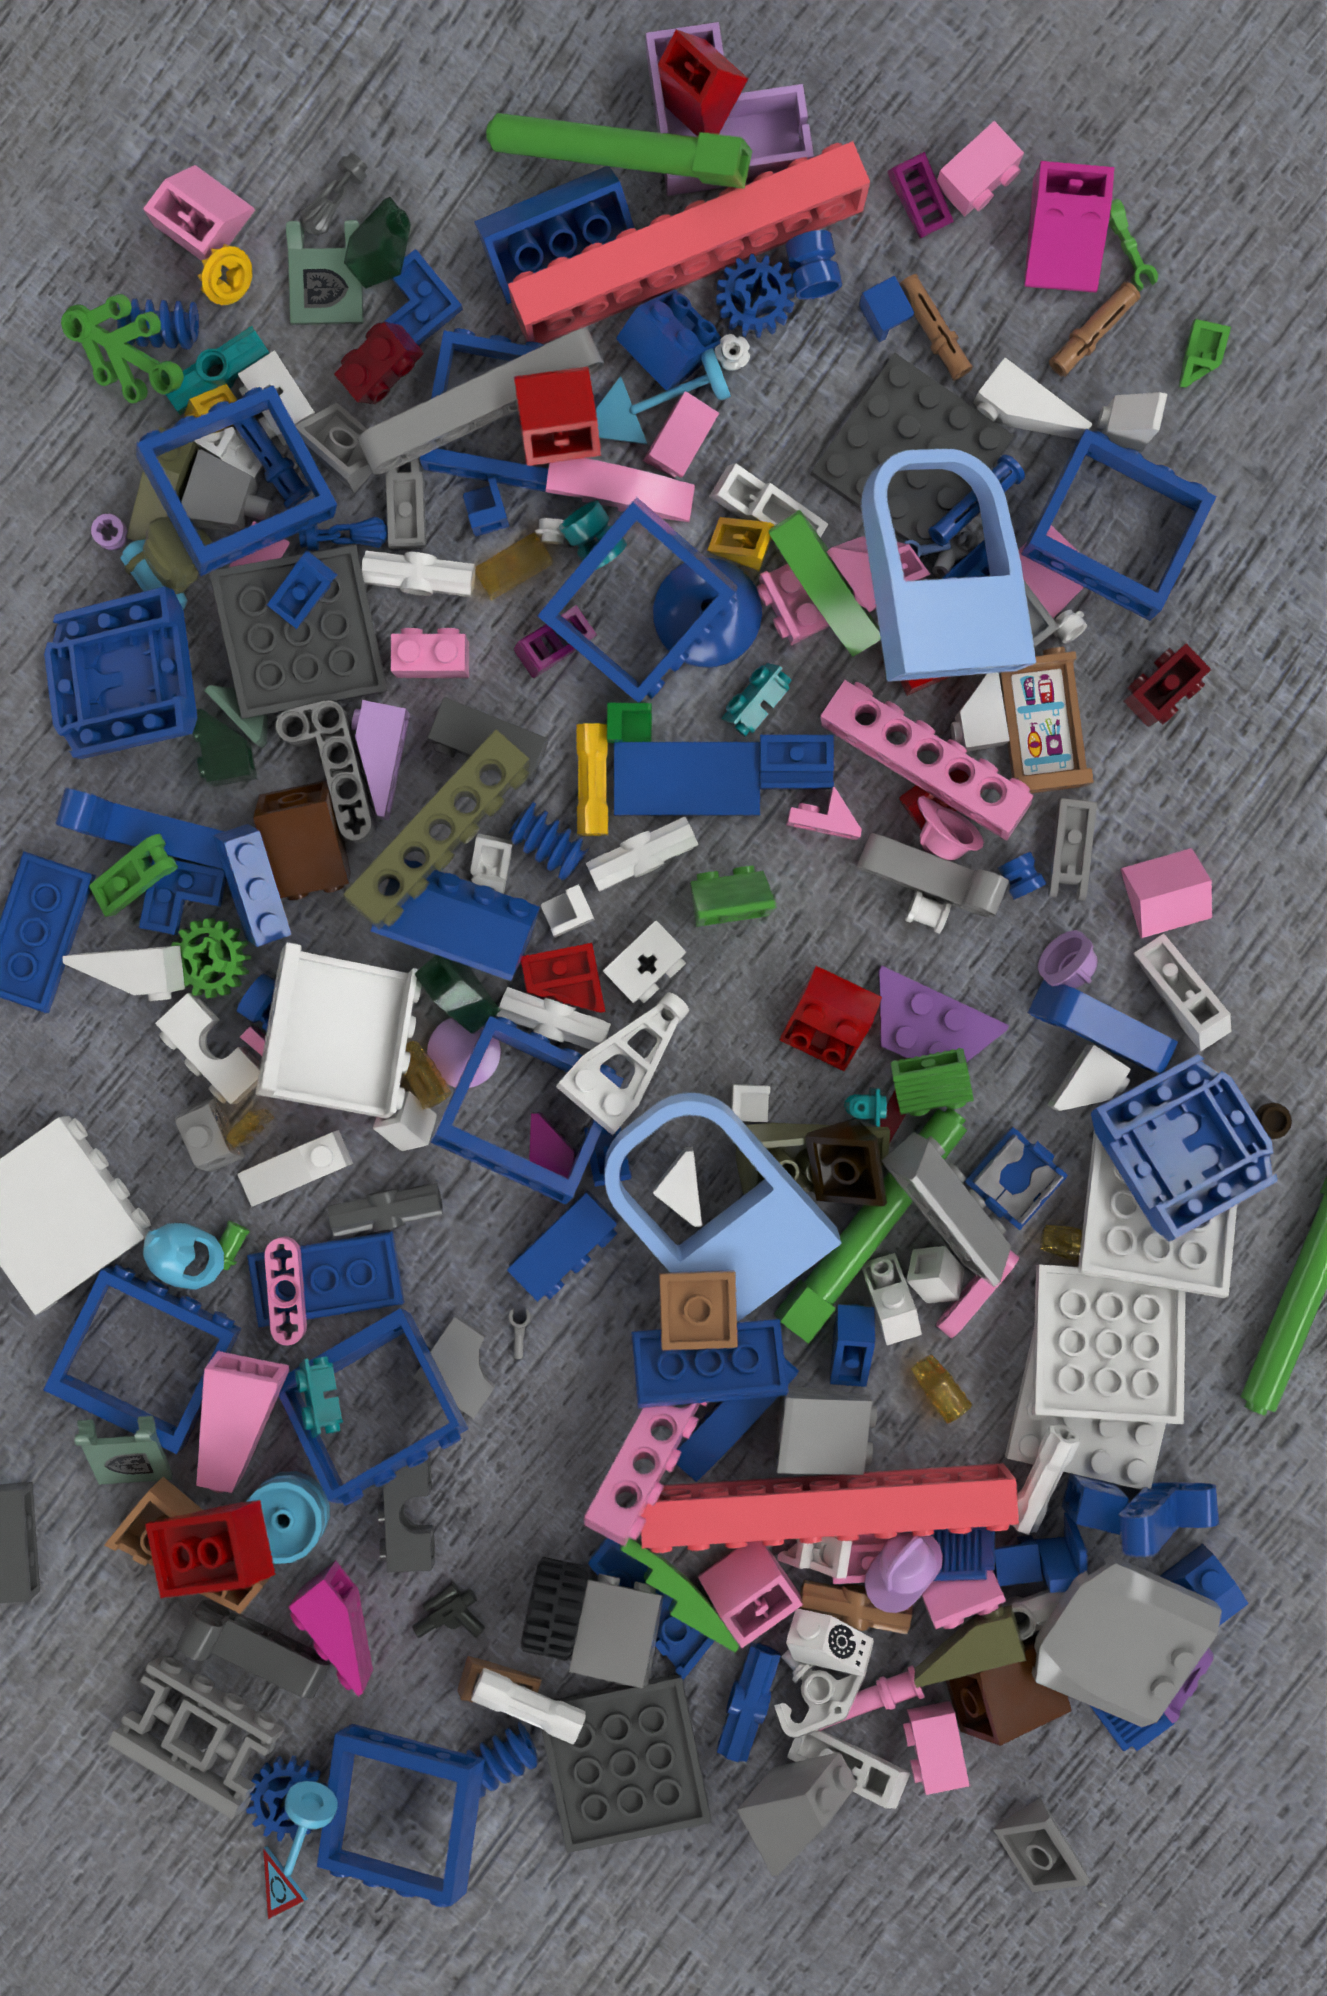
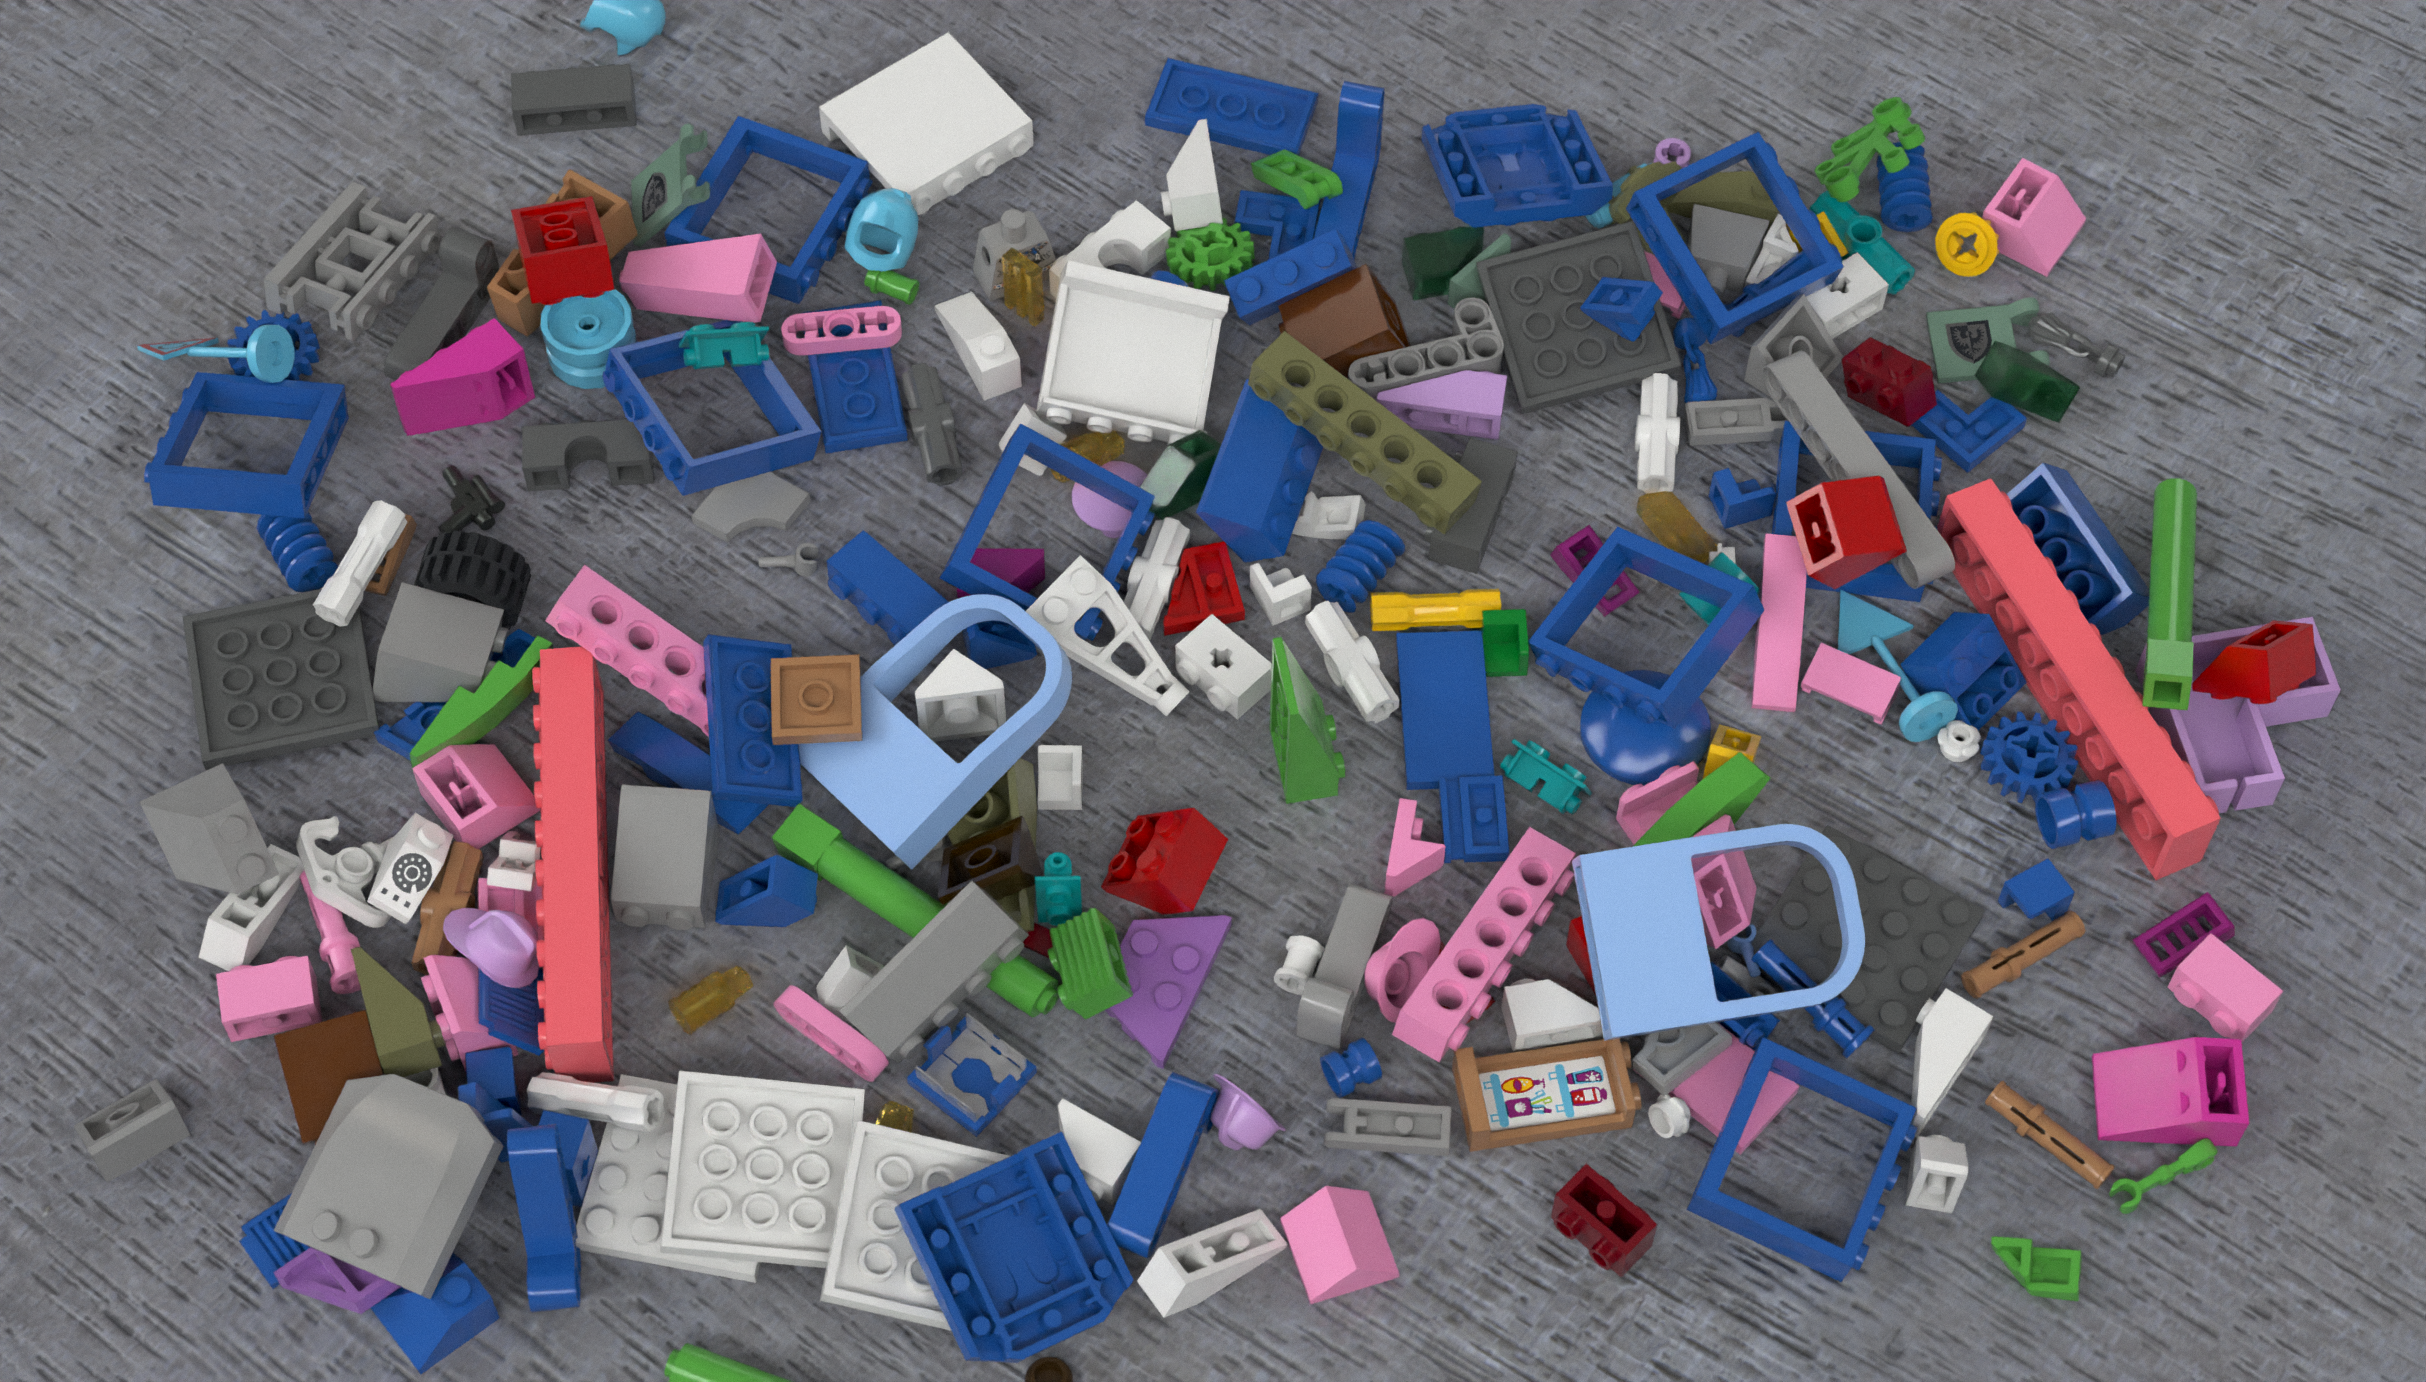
camera: 90 degrees right, 30 degrees down
(430, 654) = (1565, 445): bright pink brick -> none
(748, 1702) = (341, 796): blue piece -> none
(757, 501) = (1786, 763): white slope -> none
(891, 1299) = (815, 933): white slope -> none

